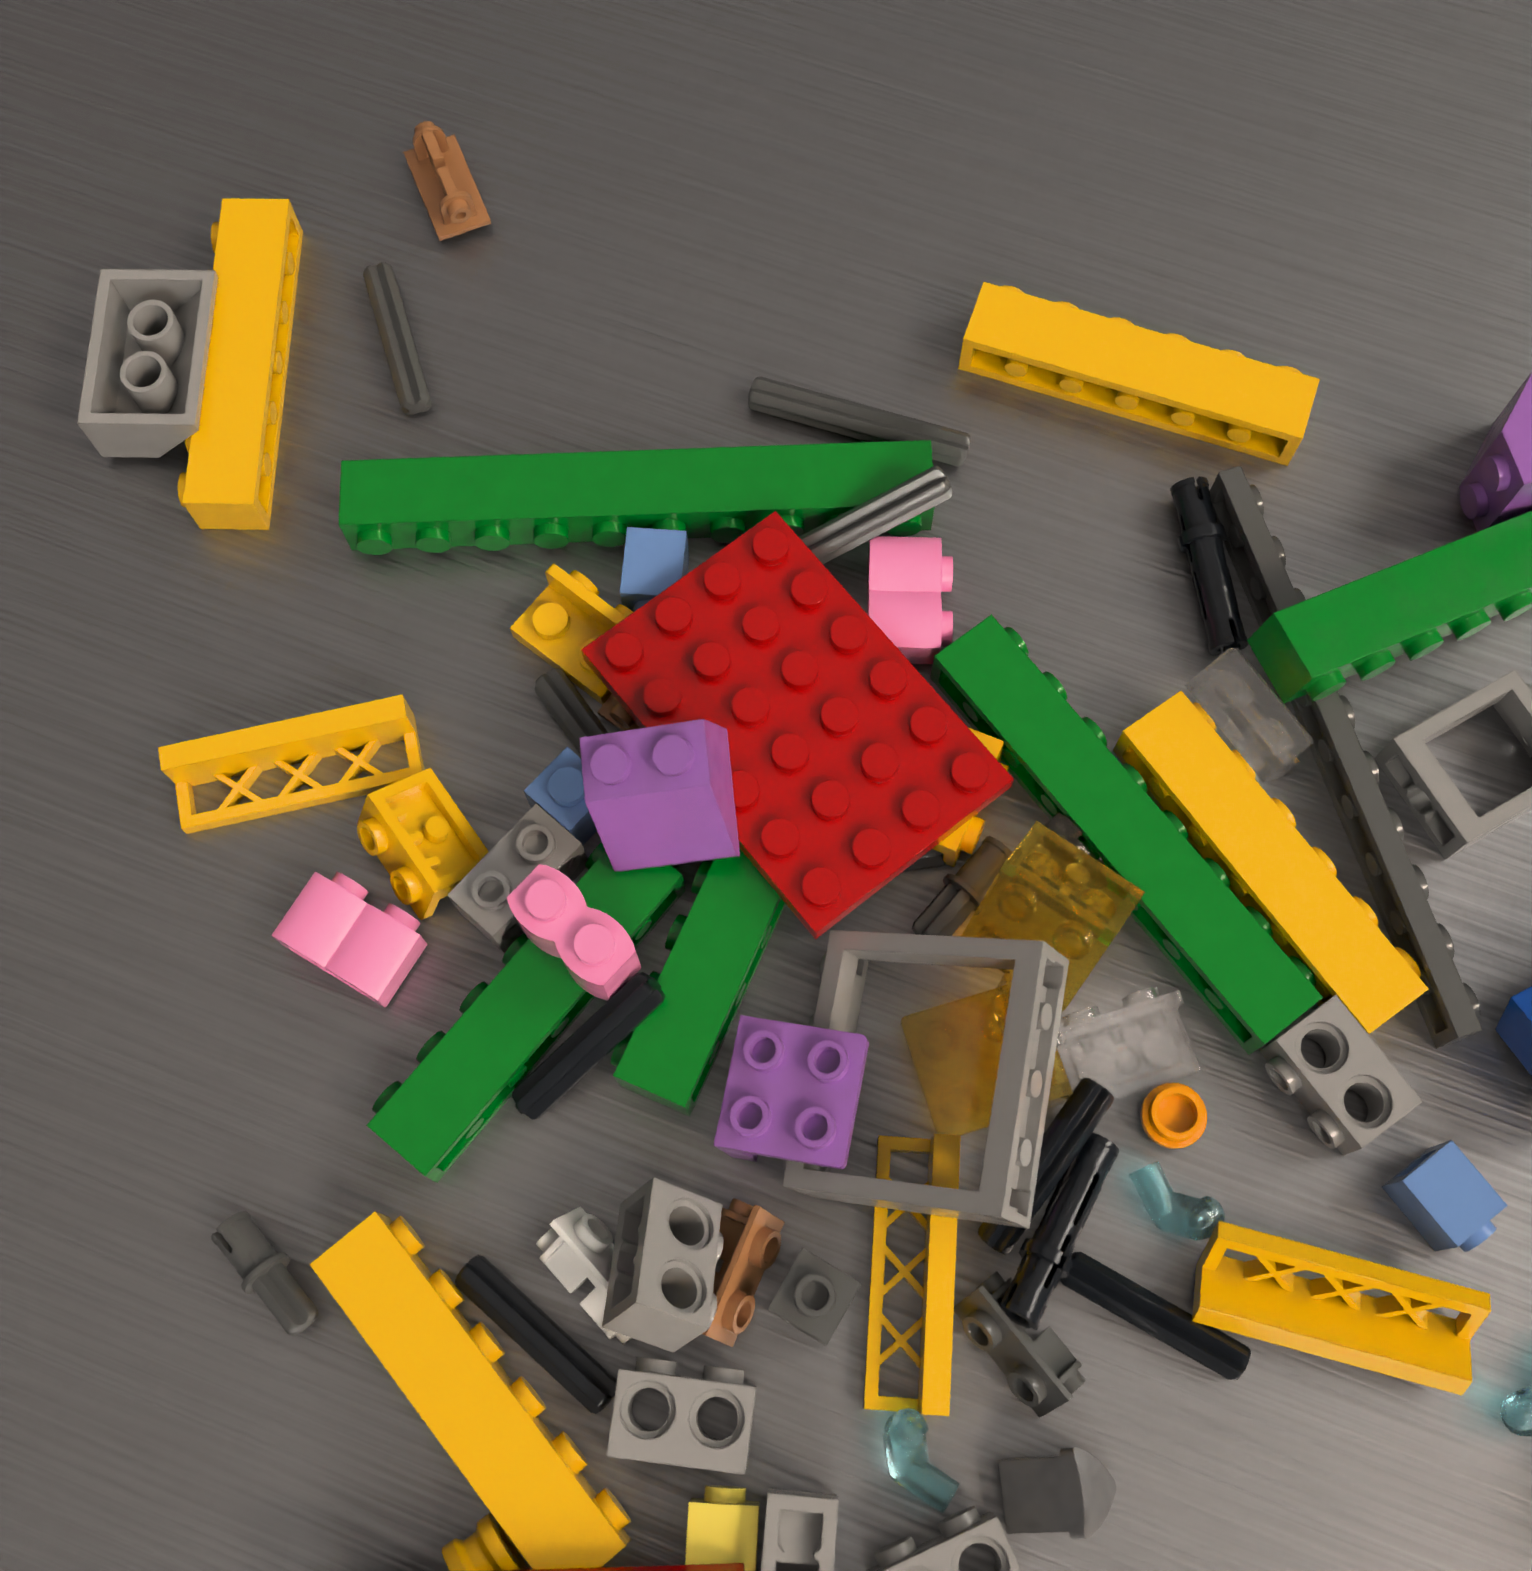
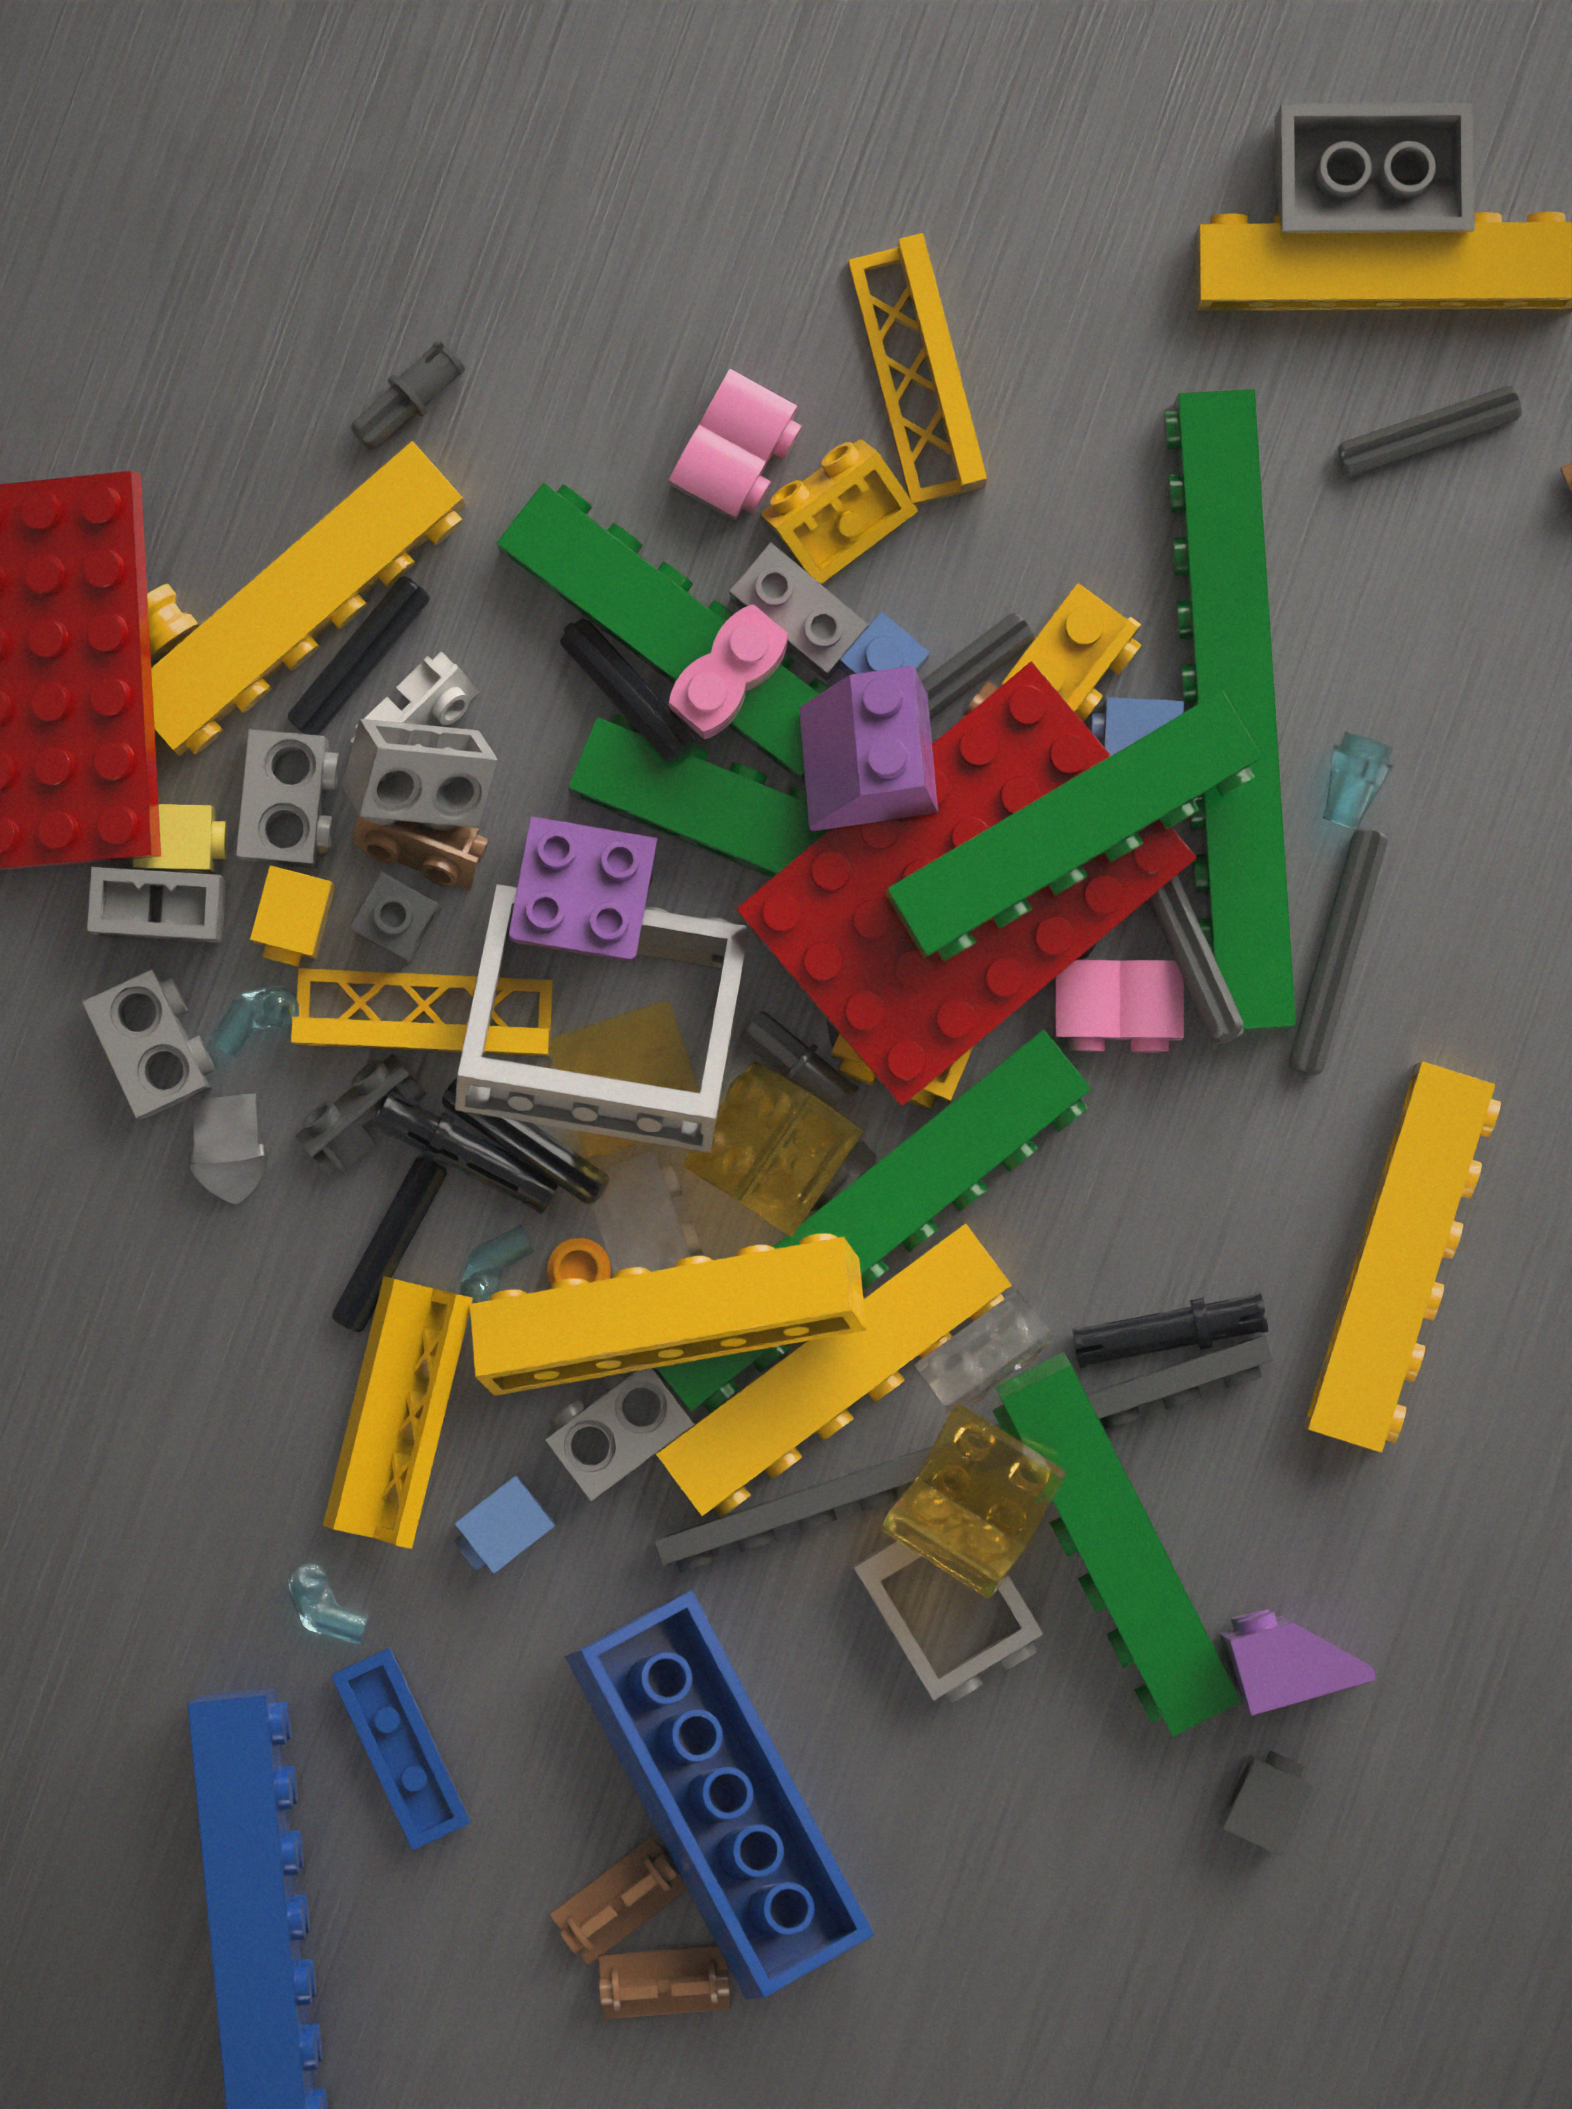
camera: 80 degrees right, 15 degrees up
(703, 400) = (1355, 778): none -> clear light blue cone
(748, 605) = (1074, 825): none -> green brick
(810, 1414) = (292, 915): none -> yellow brick
(1234, 1017) = (667, 1315): none -> yellow brick
(1408, 715) = (975, 1502): none -> clear yellow bracket

